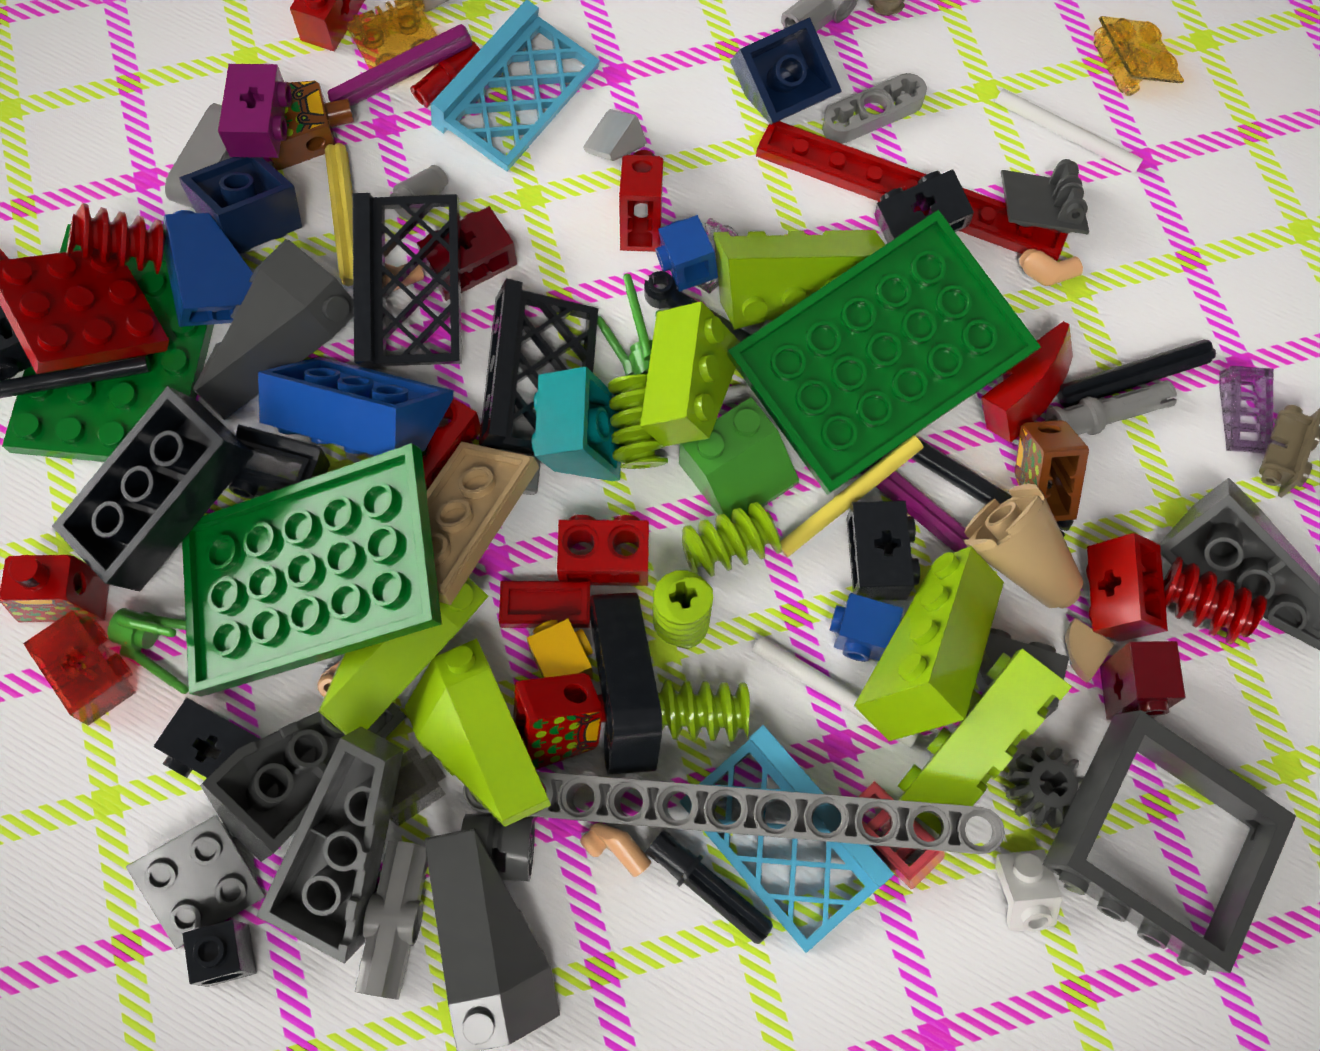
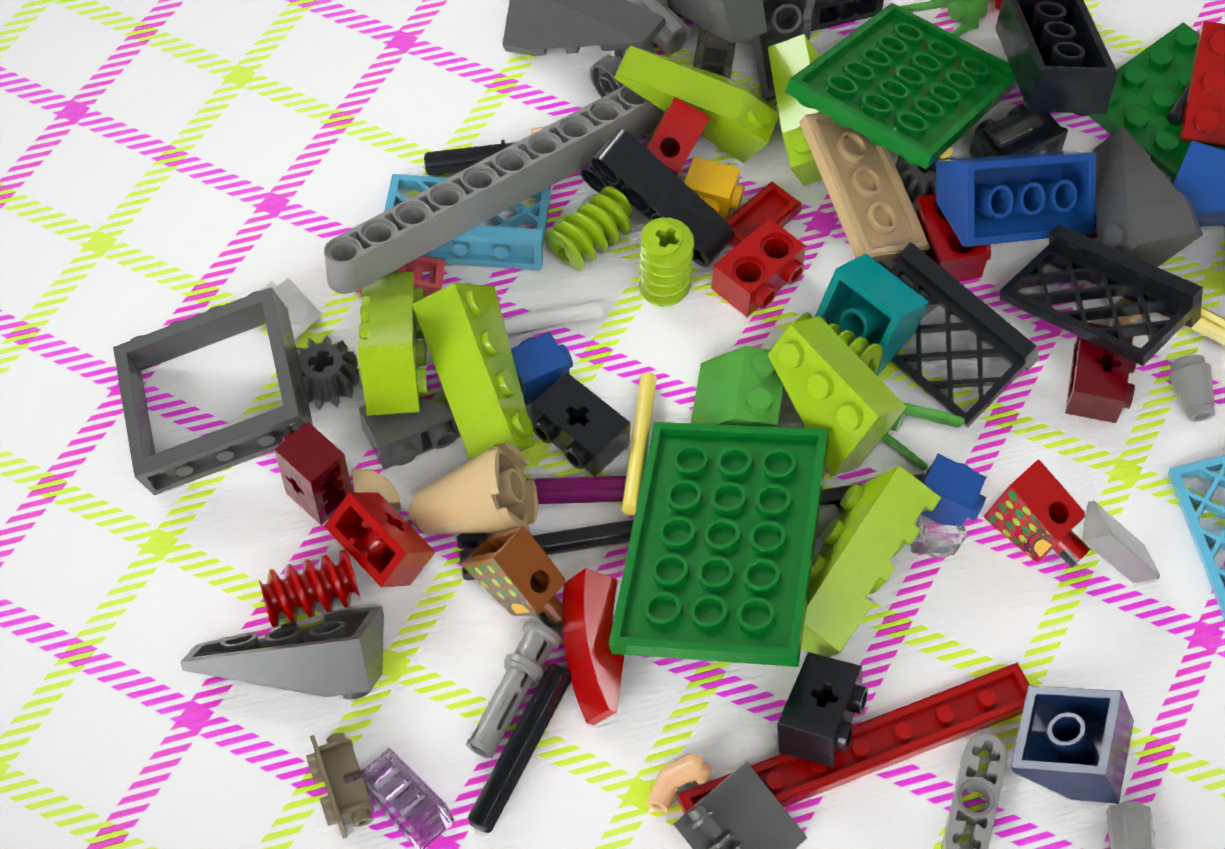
camera: 135 degrees right, 10 degrees down
(730, 539) = (685, 342): lime piece -> none

